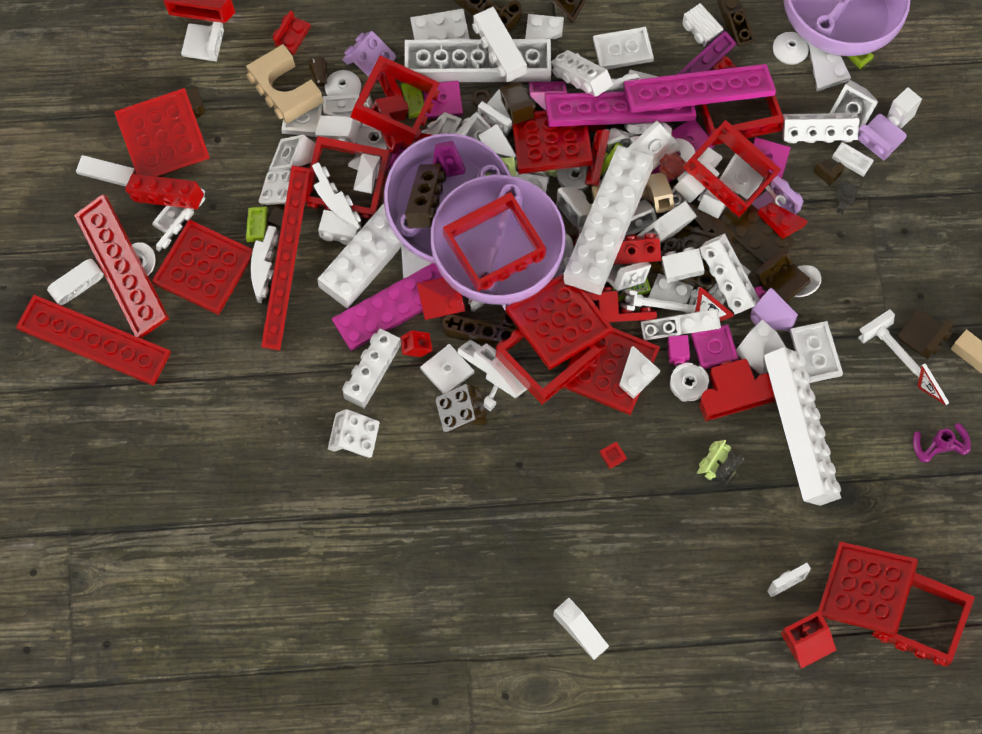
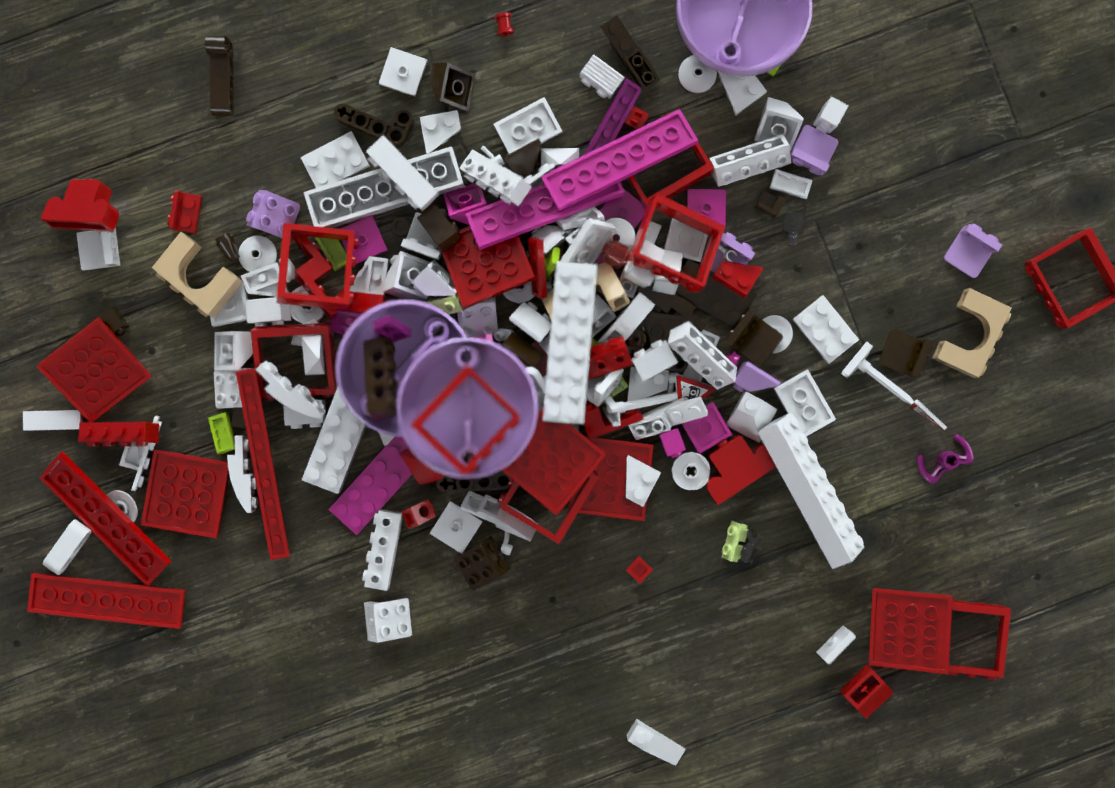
camera: 10 degrees left, 20 degrees up
(616, 63) = (524, 159): none -> dark brown slope
(853, 293) = (825, 329): none -> white plate

